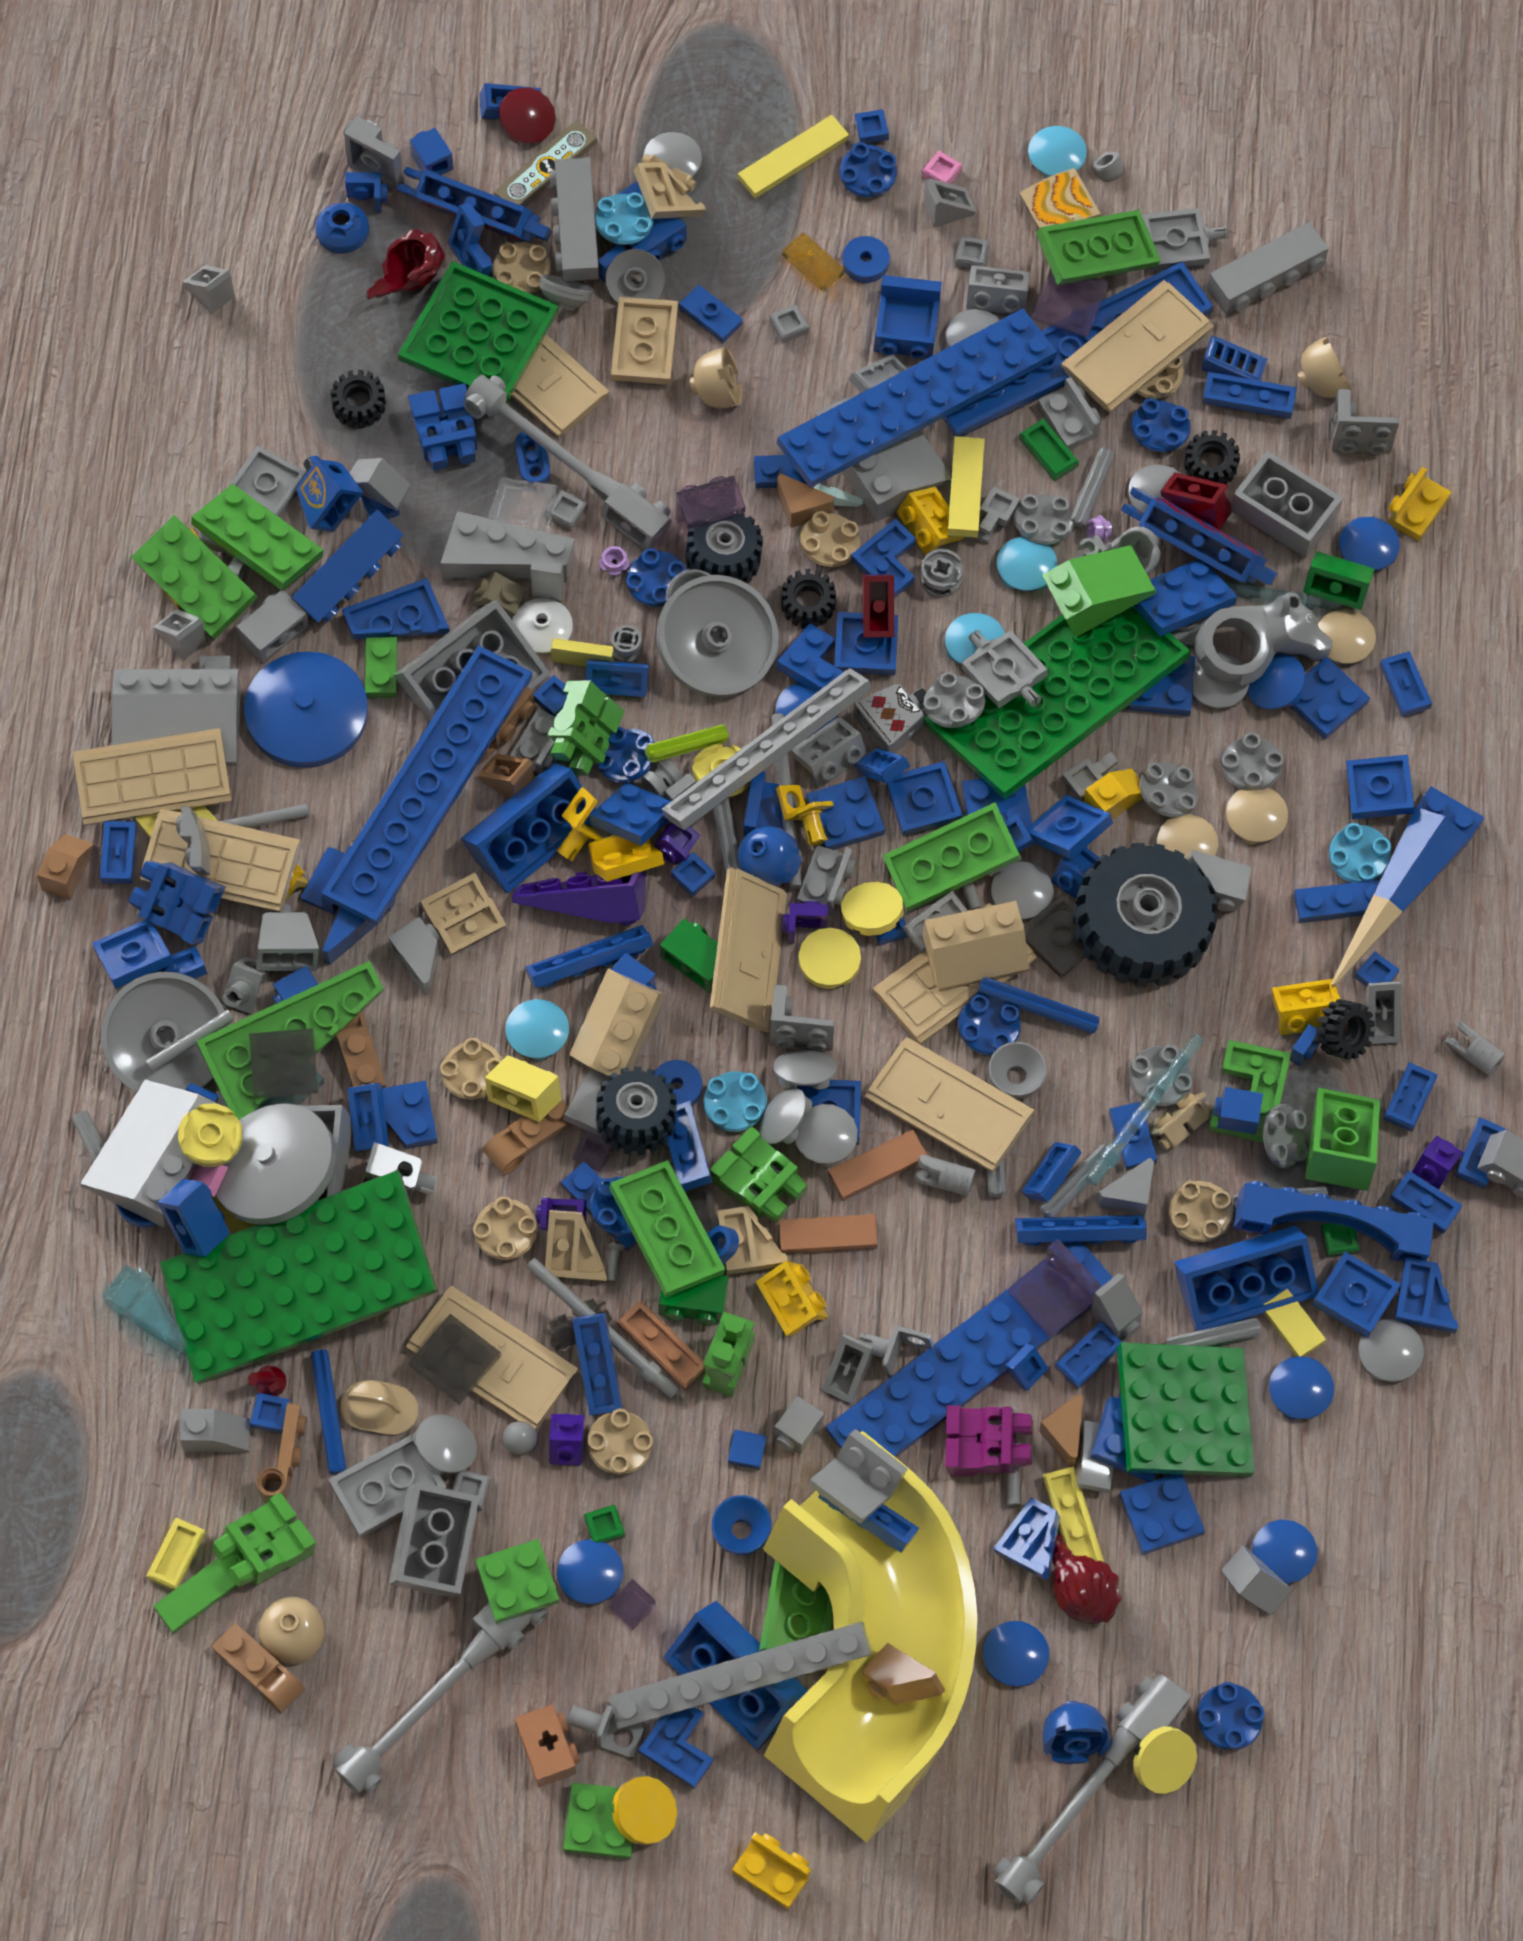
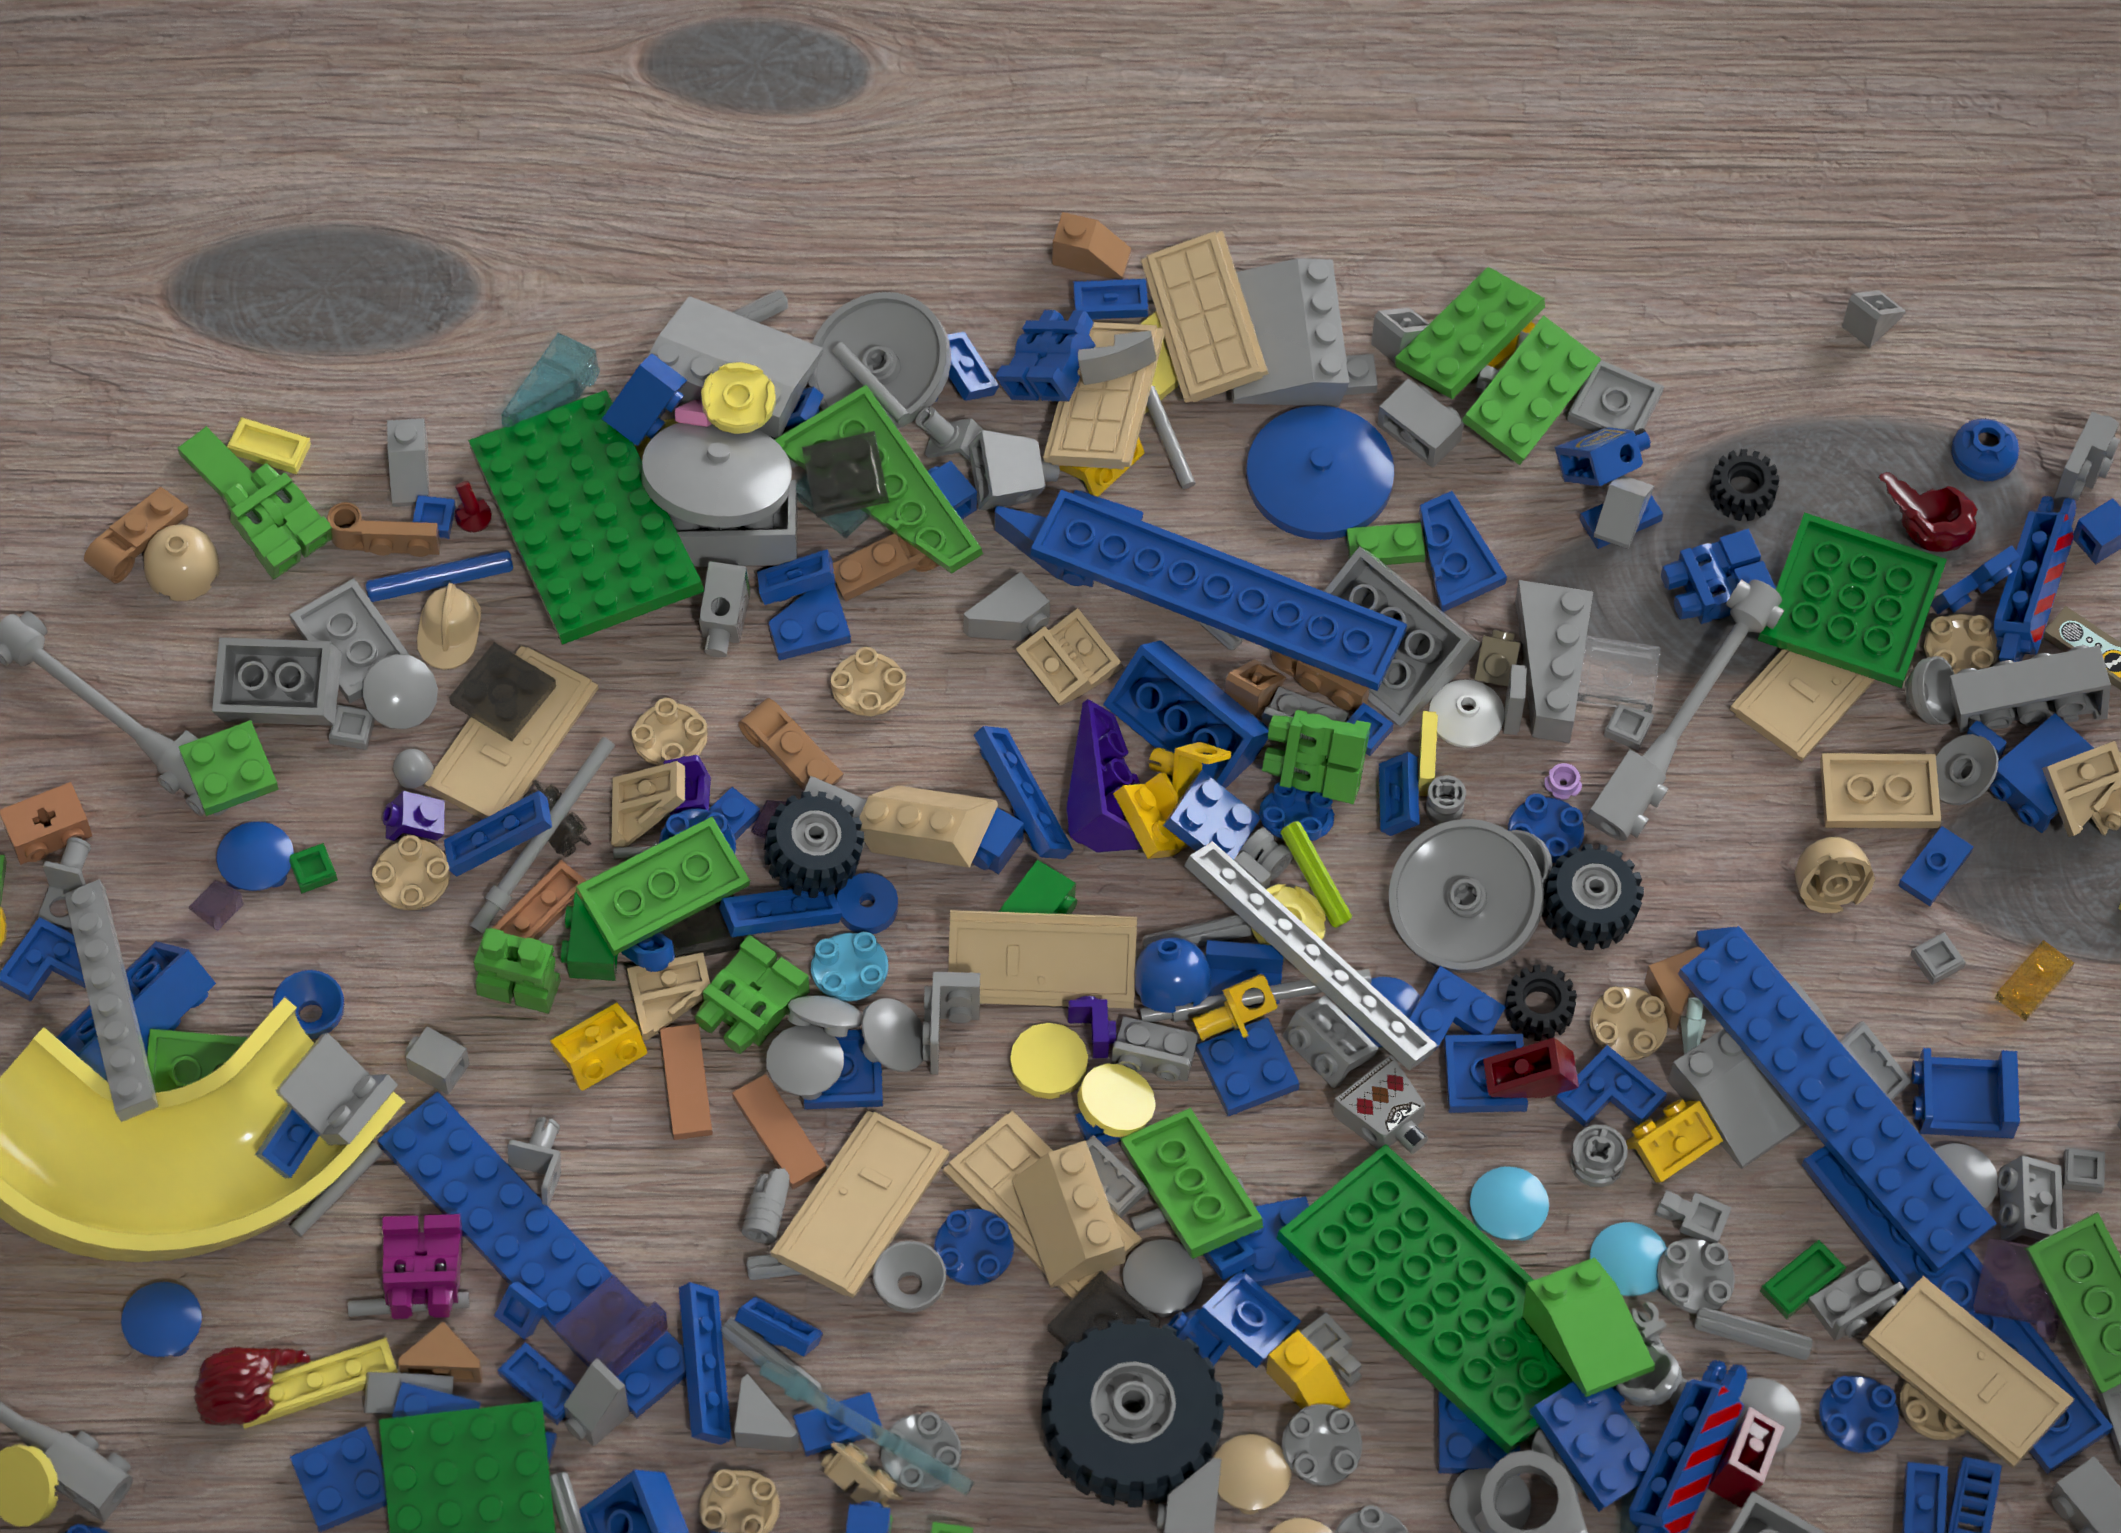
camera: 85 degrees right, 5 degrees down
(132, 953) = (979, 321): blue plate -> none
(347, 567) = (1508, 489): blue wedge -> none
(366, 185) = (2042, 468): blue bracket -> none
(523, 1088) = (839, 729): light yellow brick -> none
(533, 460) = (1685, 676): blue plate -> none
(537, 1029) = (927, 748): medium azure dish -> none
(623, 218) = (2037, 737): medium azure dish -> none
(676, 843) = (1177, 877): dark purple bracket -> none
(693, 874) = (1144, 898): blue plate -> none
(708, 502) = (1641, 864): clear purple bracket -> none
(747, 1449) = (408, 1011): blue tile -> none
(848, 1368) = (511, 1110): light grey slope -> none
(862, 270) = (2045, 1057): blue piece -> none
(882, 765) = (1308, 1093): blue plate -> none
(900, 1677) = (113, 1171): medium nougat slope -> none
(924, 798) = (1276, 1152): blue plate -> none
(954, 701) = (1408, 1171): light grey dish -> none
(966, 487) = (1725, 1174): light yellow tile -> none
(1004, 668) = (1459, 1226): light grey plate -> none
(1031, 1539) = (299, 1324): wing -> none
(1038, 1005) = (1003, 1300): blue axle -> none
(1075, 1733) = (59, 1382): blue cylinder -> none
(1100, 527) = (1690, 1343): lavender plate -> none
(1217, 445) = (1810, 1501): black tyre -> none

